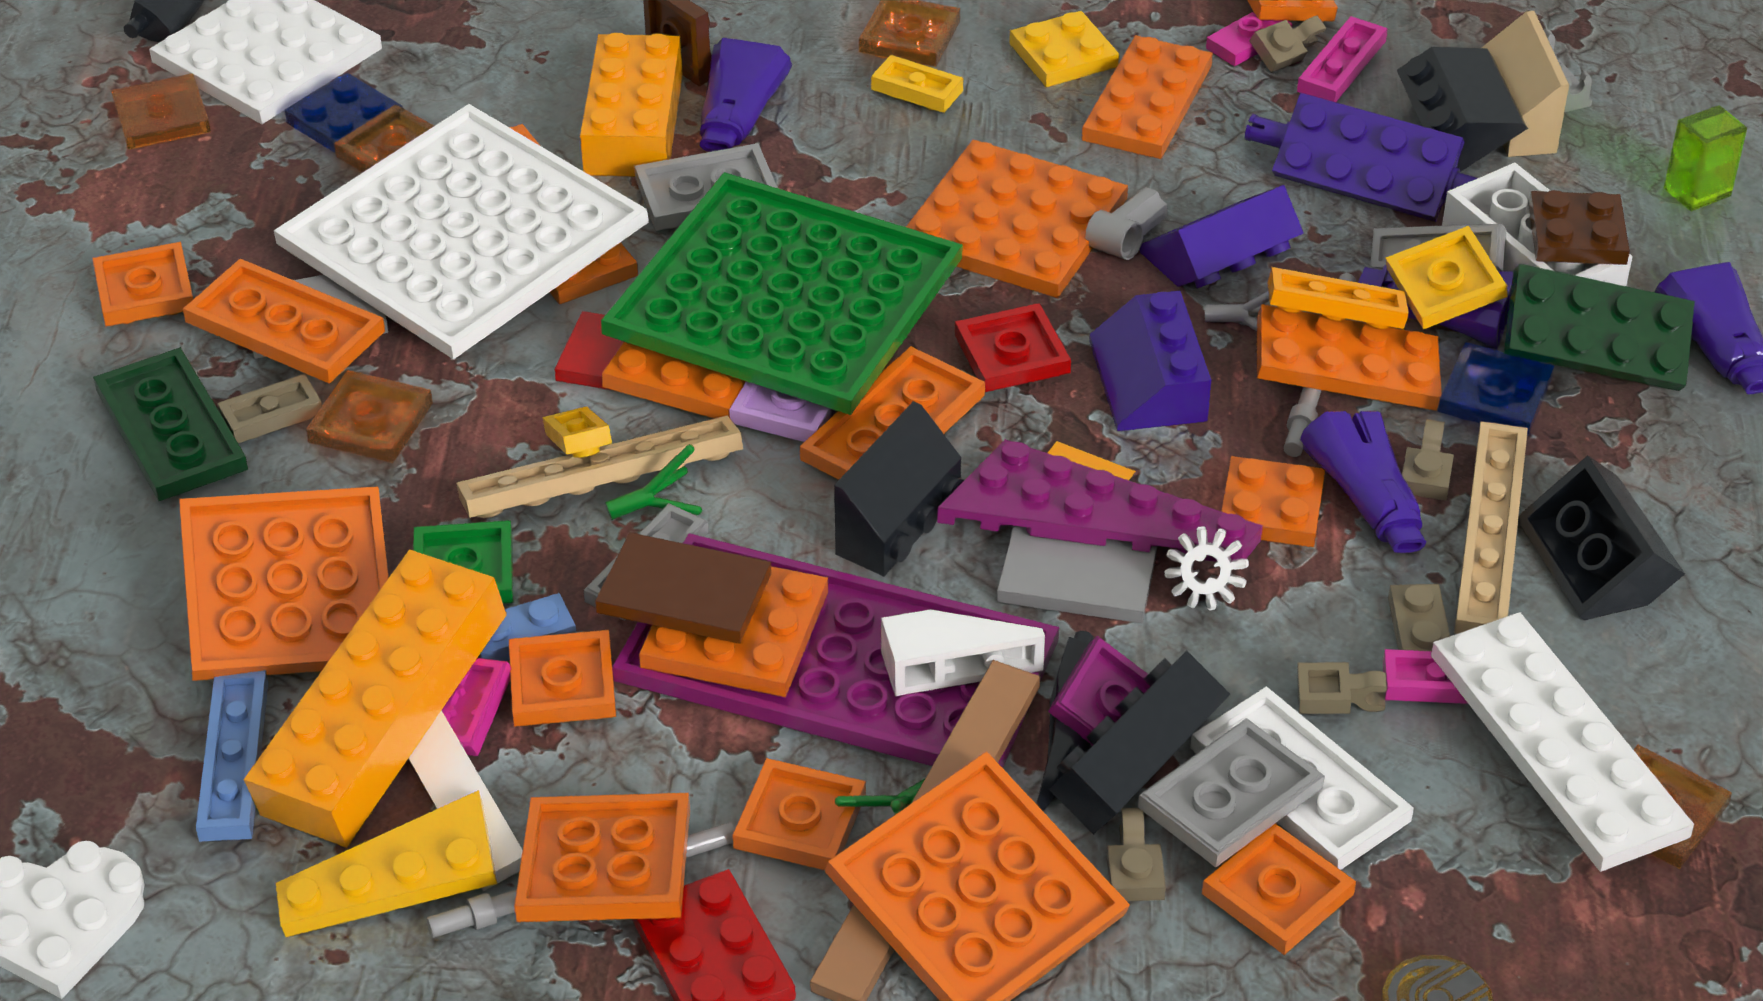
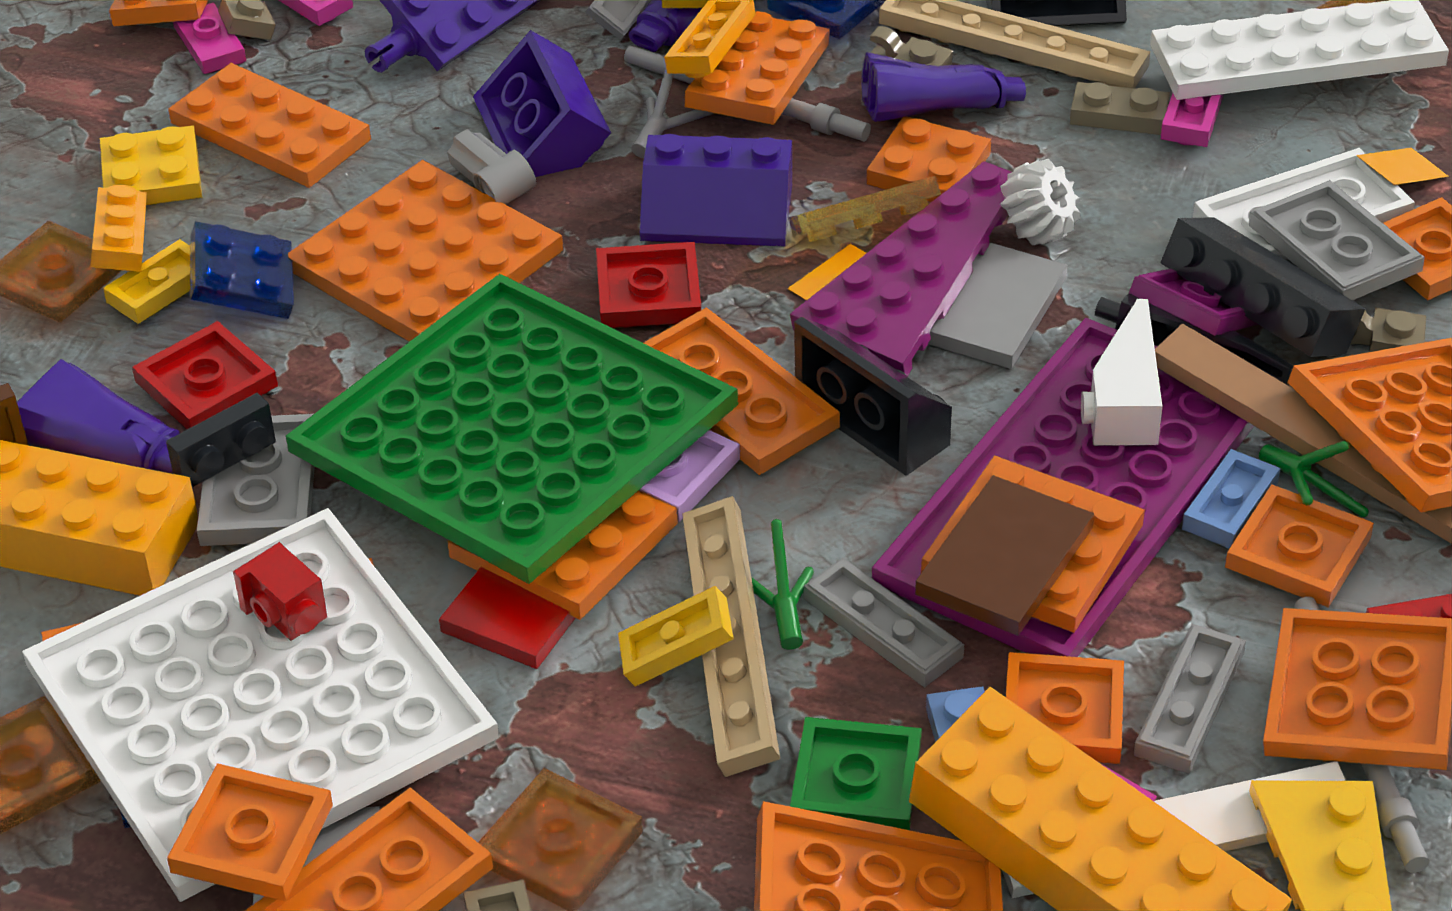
camera: 75 degrees left, 0 degrees up
(311, 242) = (250, 832): none -> orange plate
(533, 198) = (281, 592): none -> red brick
(600, 764) = (1189, 698): none -> light grey tile
(712, 143) = (222, 440): none -> black plate
(813, 133) = (204, 375): none -> red plate
(852, 757) = (1229, 498): none -> medium blue plate
(937, 117) = (241, 270): none -> clear blue plate
(960, 43) = (119, 228): none -> light orange plate
(1164, 459) = (864, 209): none -> clear yellow plate
(1331, 689) = (1196, 170): dark tan plate -> none
(1409, 852) = (1402, 166): none -> light orange sticker

